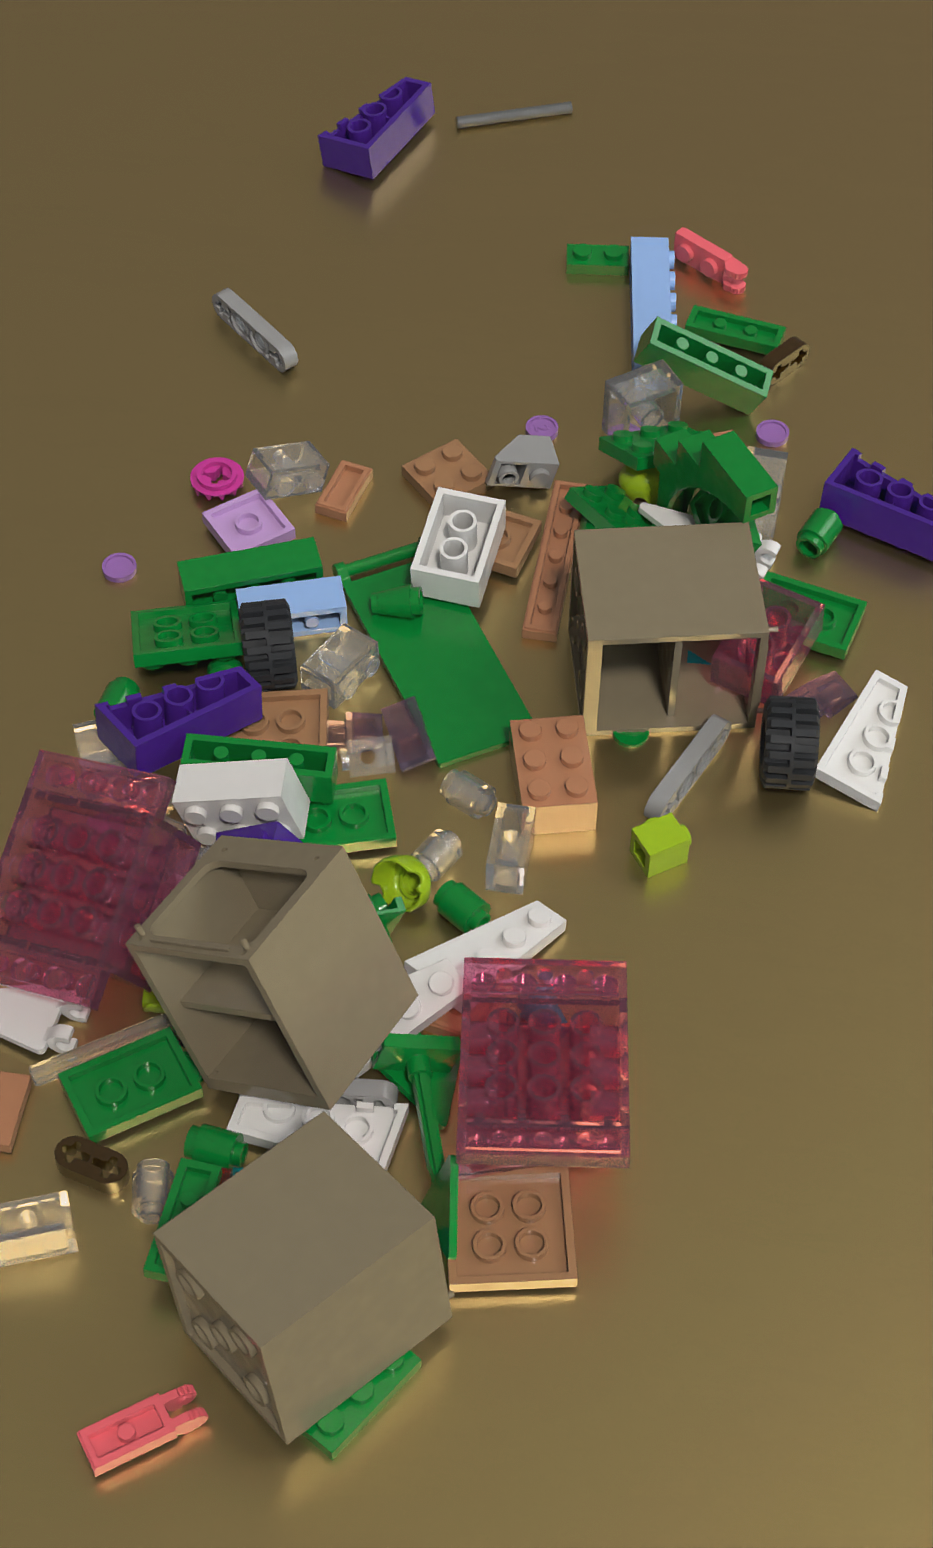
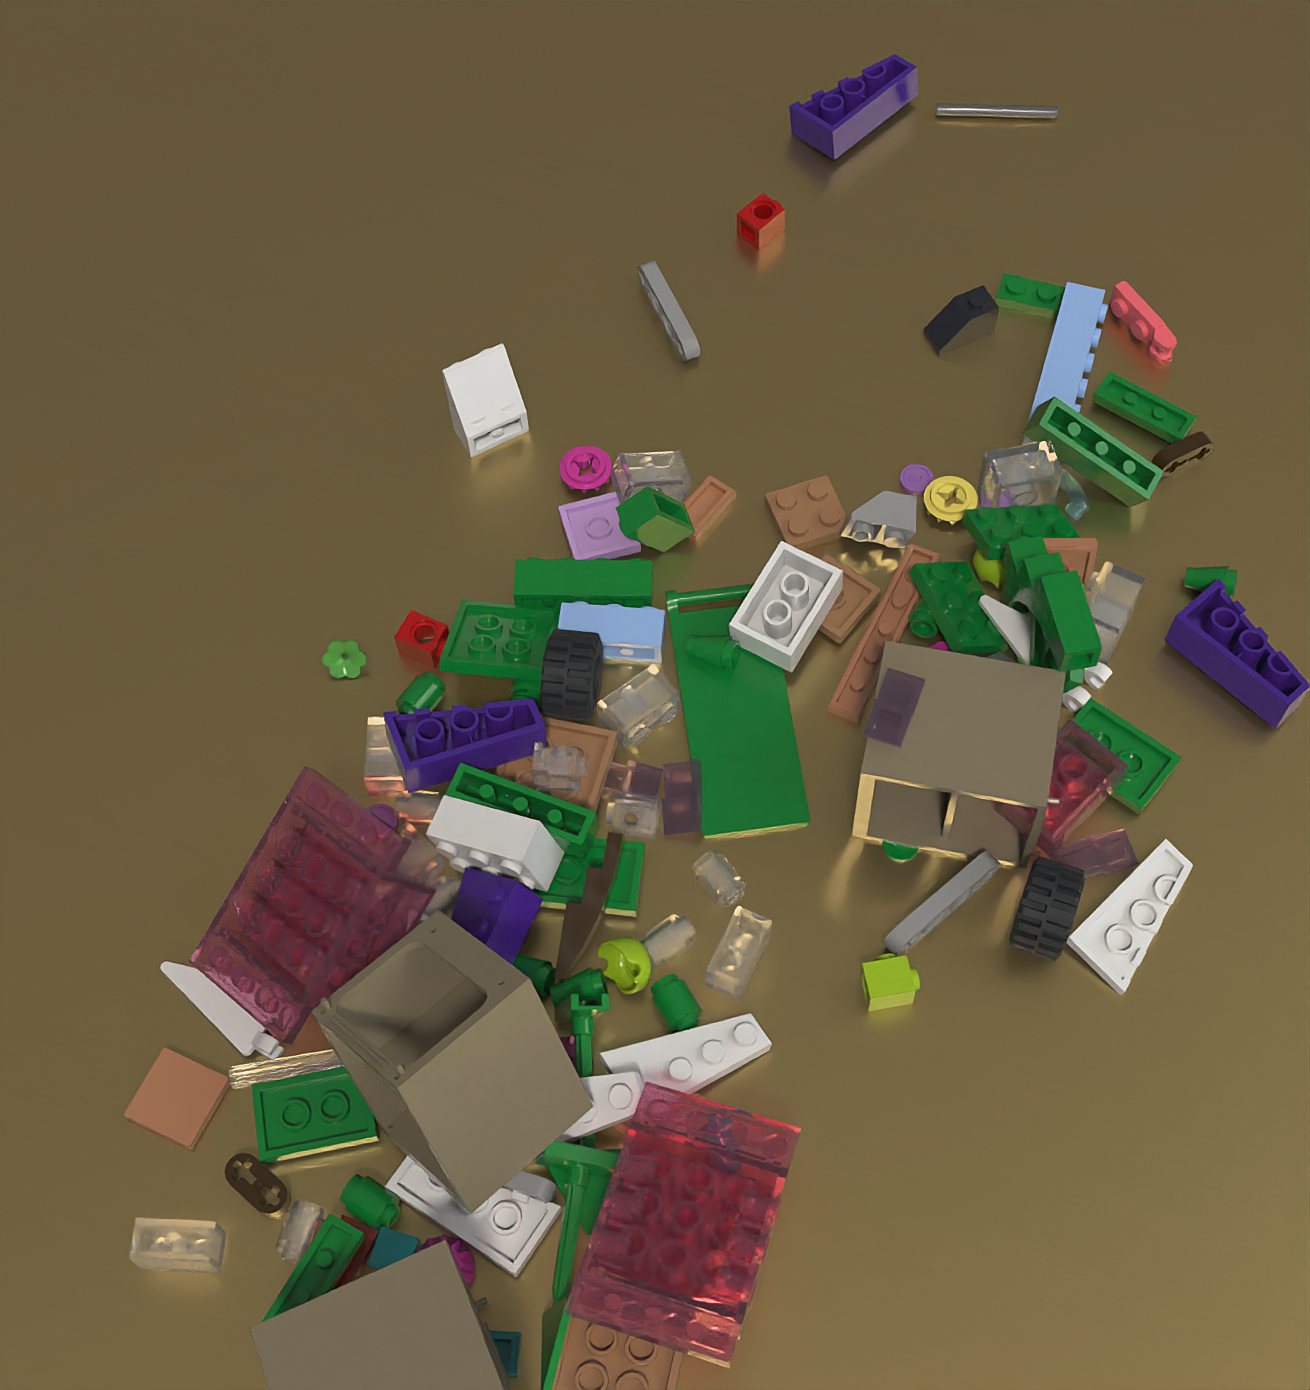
camera: 20 degrees right, 10 degrees up
(28, 694) = (344, 664): none -> bright green plant
(101, 430) = (485, 400): none -> white slope
(103, 652) = (414, 630): none -> red brick
(119, 567) = (468, 545): medium lavender piece -> none
(282, 722) = (558, 768): none -> clear brick
(304, 501) = (654, 519): none -> green brick
(320, 240) = (761, 221): none -> red brick
(356, 816) = (583, 919): none -> dark brown slope
(543, 288) = (963, 320): none -> black slope
(554, 772) = (806, 878): nougat brick -> none
(570, 431) = (944, 488): none -> light yellow gear
(603, 578) = (894, 708): none -> clear purple slope
(702, 416) = (1076, 493): none -> clear light blue arm
(772, 433) = (1147, 534): medium lavender piece -> none
(818, 532) = (1157, 663): green brick -> none
(832, 456) = (1204, 577): none -> green cone

